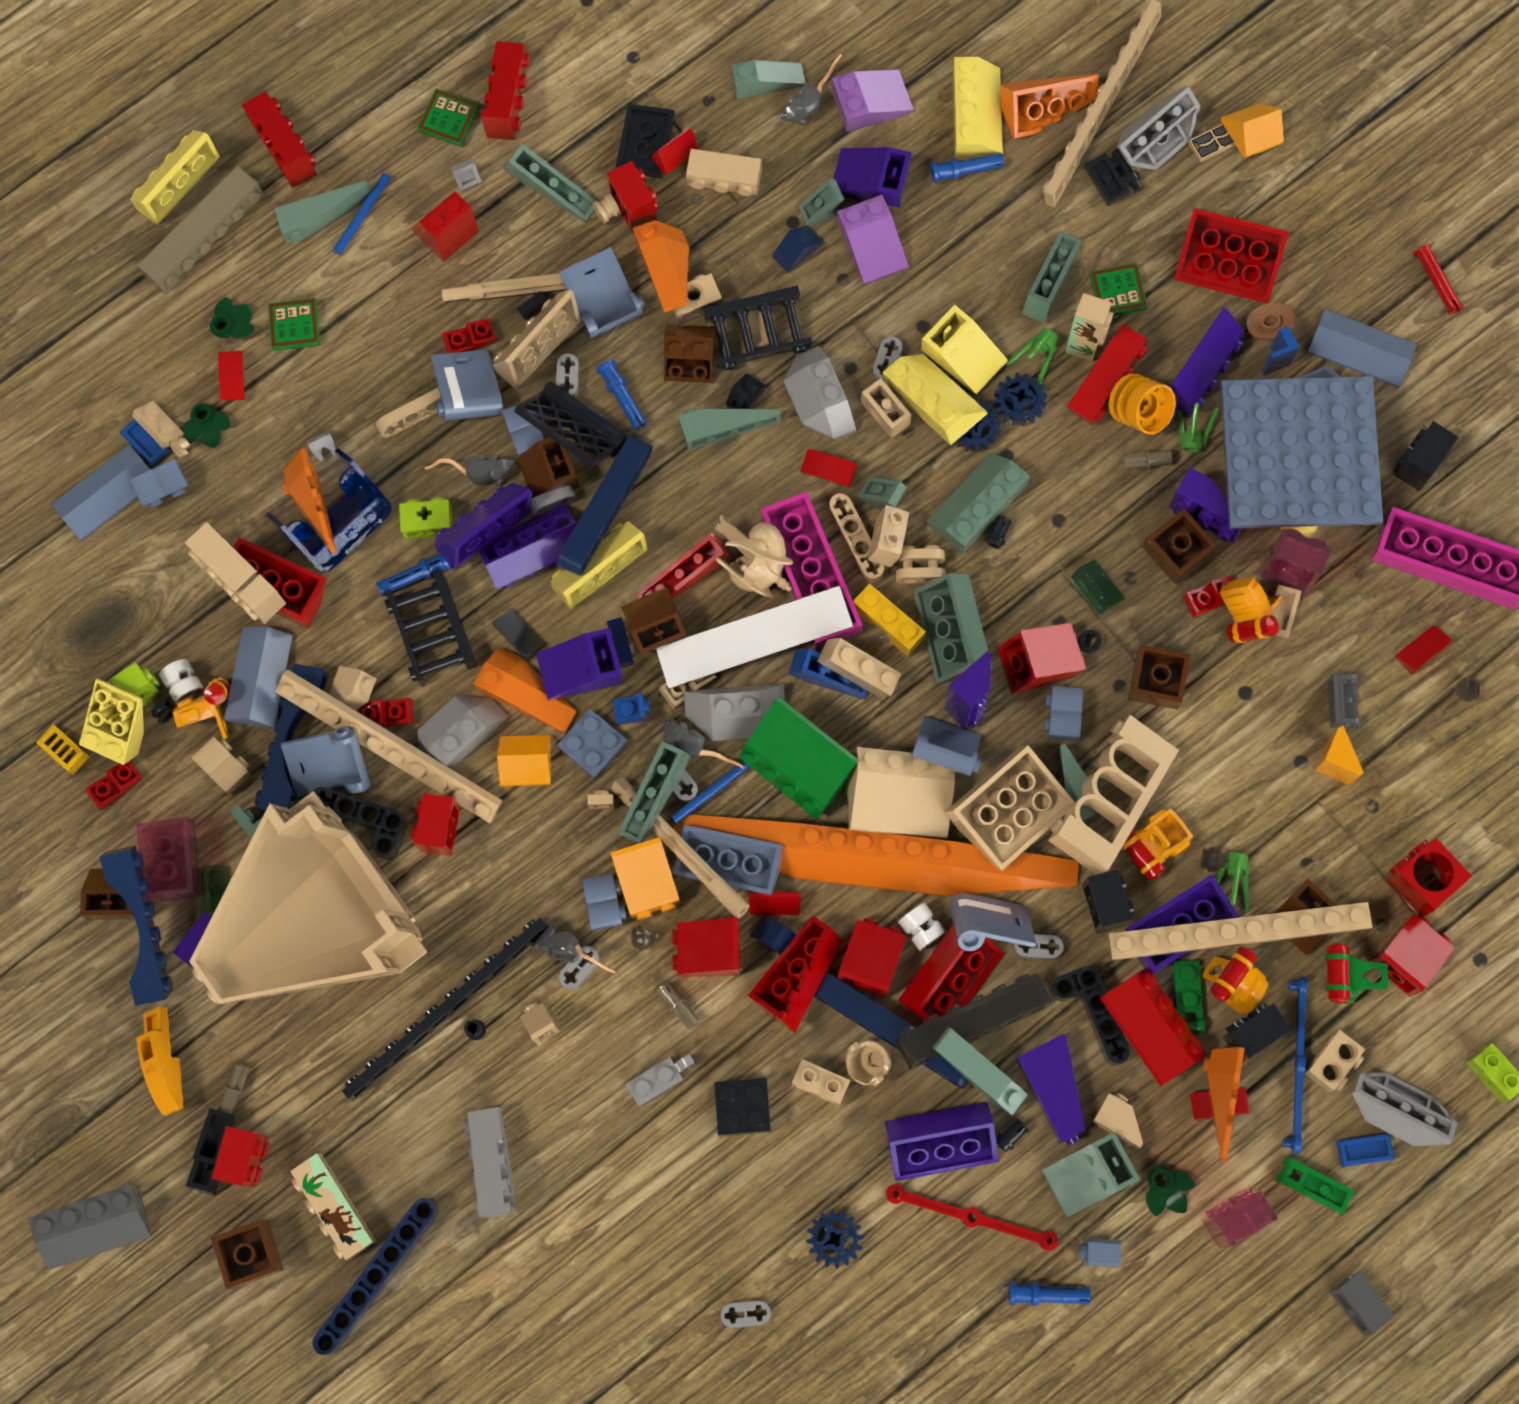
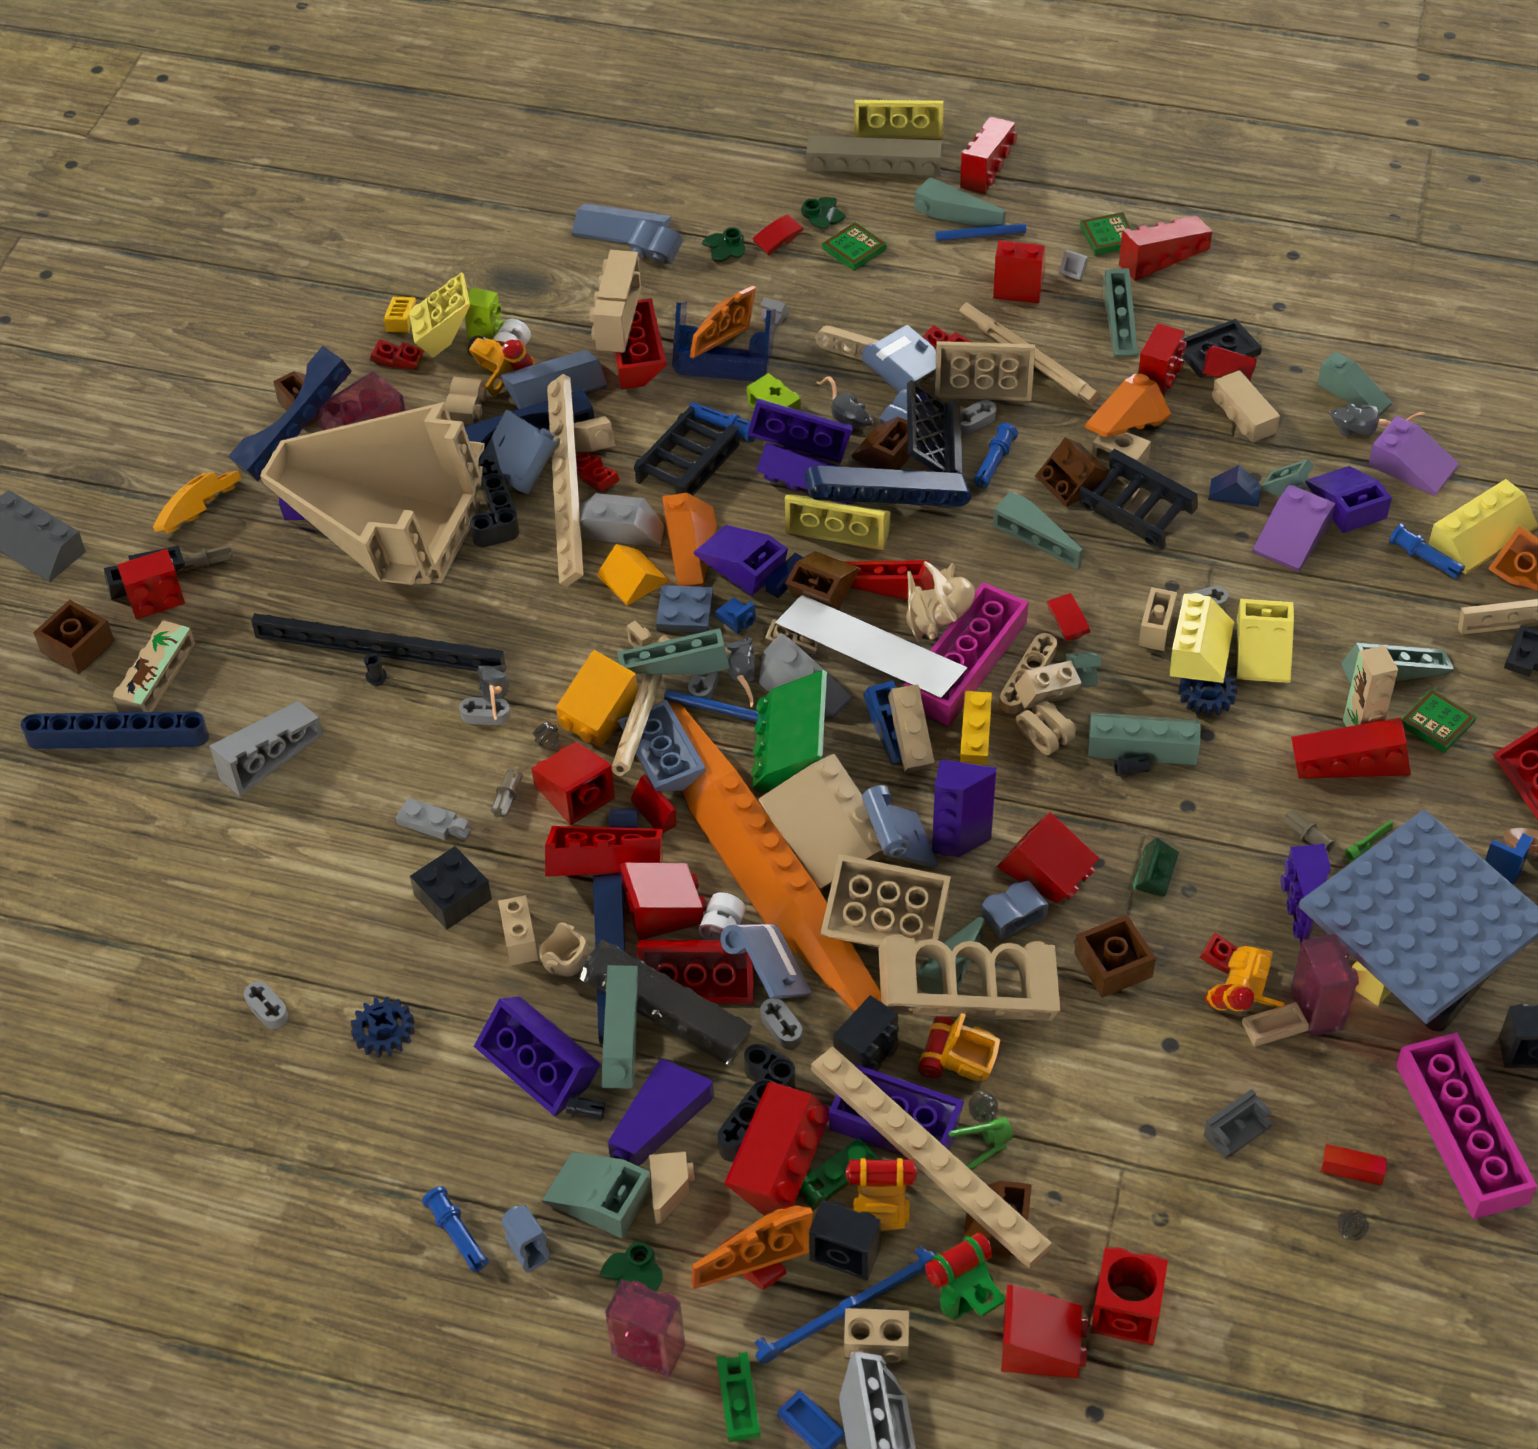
camera: 50 degrees right, 25 degrees down
(144, 443) = (683, 220): blue tile -> none
(161, 428) = (699, 221): tan plate -> none
(436, 824) = (526, 543): red brick -> none
(518, 635) = (732, 507): black slope -> none
(539, 1023) = (412, 708): tan slope -> none
(552, 499) = (859, 459): light grey beam -> none
(602, 294) = (1063, 391): sand blue door -> none
(603, 902) = (546, 691): sand blue brick -> none
(606, 208) = (1132, 356): tan wheel -> none
(745, 392) = (1078, 526): black bracket -> none
(819, 395) = (1123, 576): light grey wedge -> none
(951, 625) = (1025, 775): sand green slope -> none
(1030, 401) = (1264, 707): dark blue gear -> none
(1042, 343) = (1332, 694): bright green plant -> none
(1047, 1240) = (461, 1054): red piece -> none
(1082, 639) = (1105, 897): black bush -> none
(1142, 403) = (1352, 798): light orange wheel -> none
(1179, 546) = (1251, 897): reddish brown brick -> none
(1206, 362) = (1461, 806): dark purple slope -> none
(1339, 758) = (1173, 1141): light orange slope -> none

